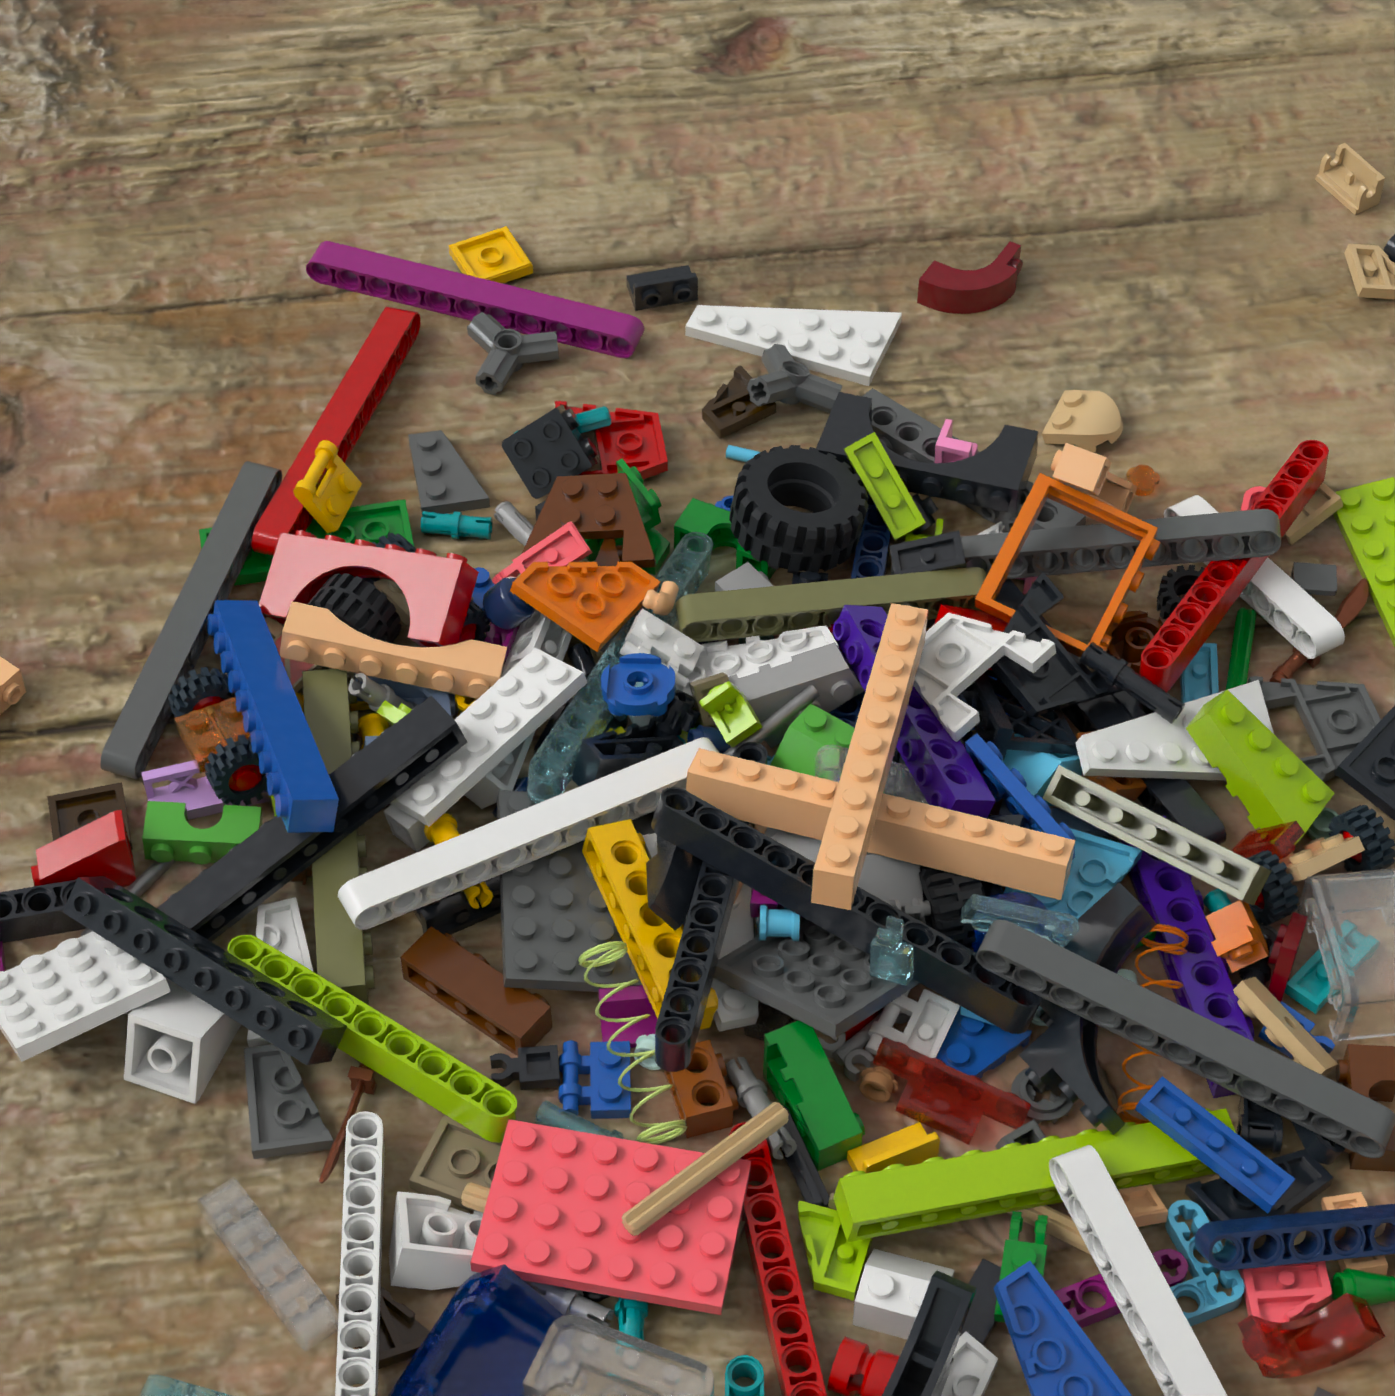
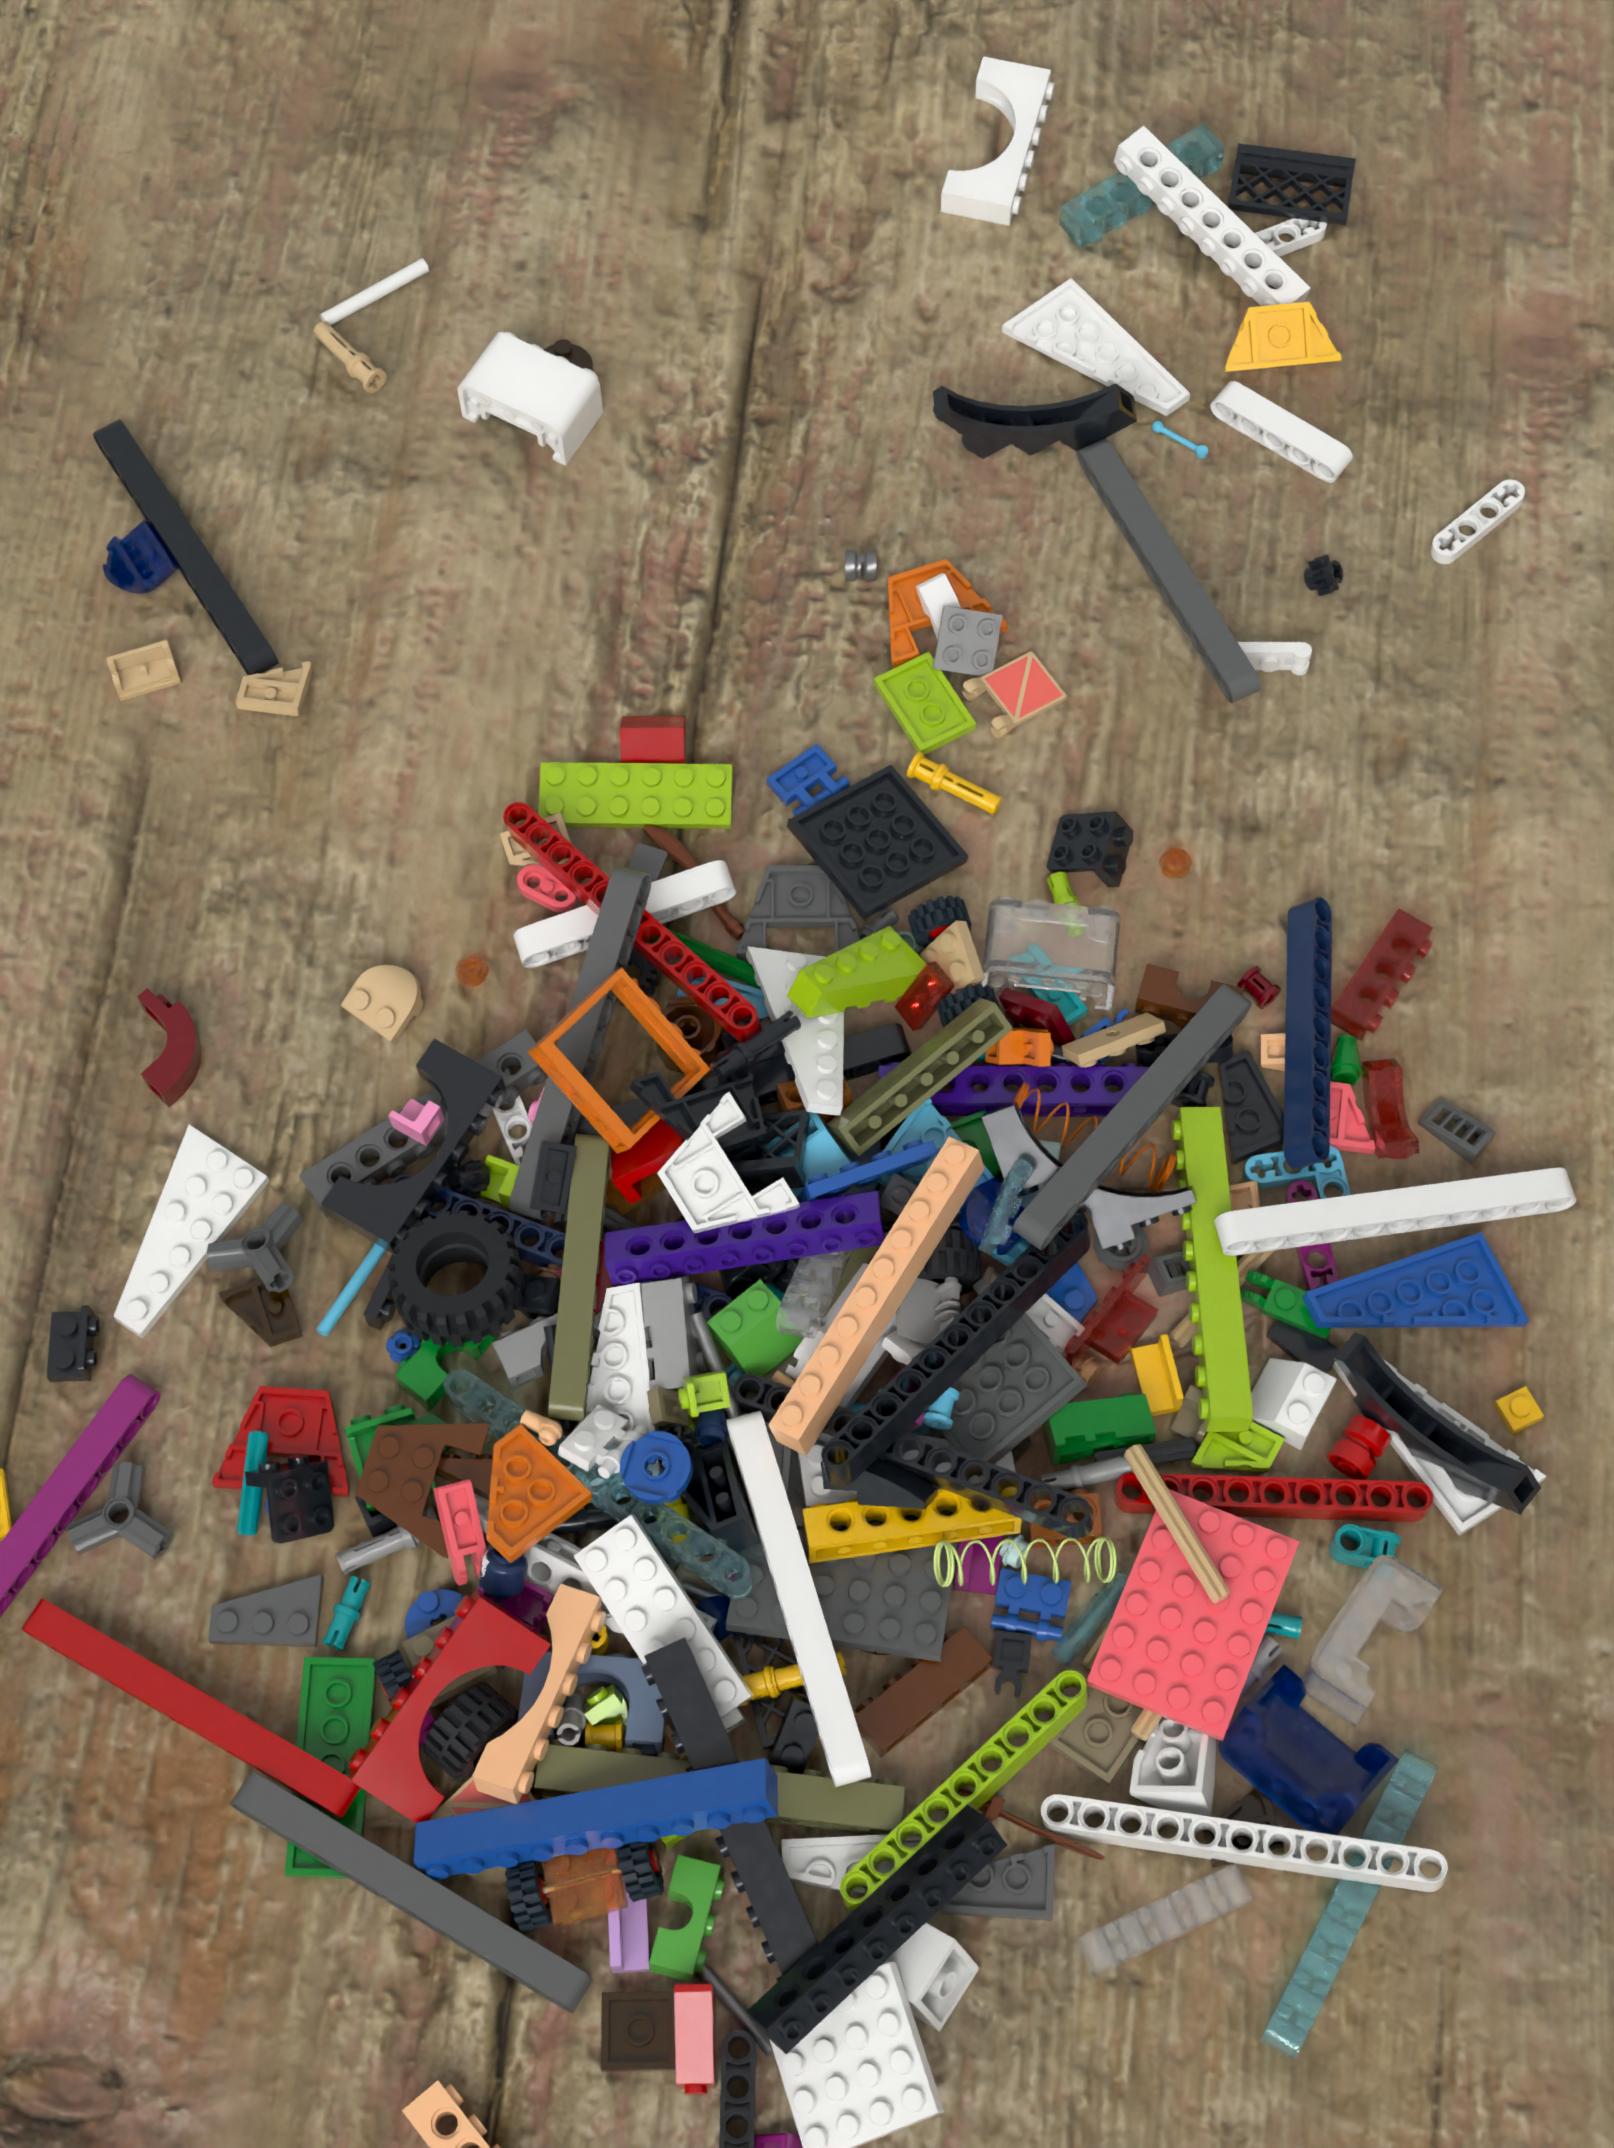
camera: 75 degrees left, 15 degrees up
(335, 492) = (288, 1726): yellow plate -> none
(869, 758) = (832, 1274): light nougat brick -> none
(884, 486) = (455, 1193): lime plate -> none
(889, 955) = (1017, 1318): clear light blue plate -> none
(1090, 475) = (541, 1011): light nougat arch -> none
(1215, 1144) = (1220, 1124): blue plate -> none
(1342, 799) = (878, 923): none -> dark grey pin

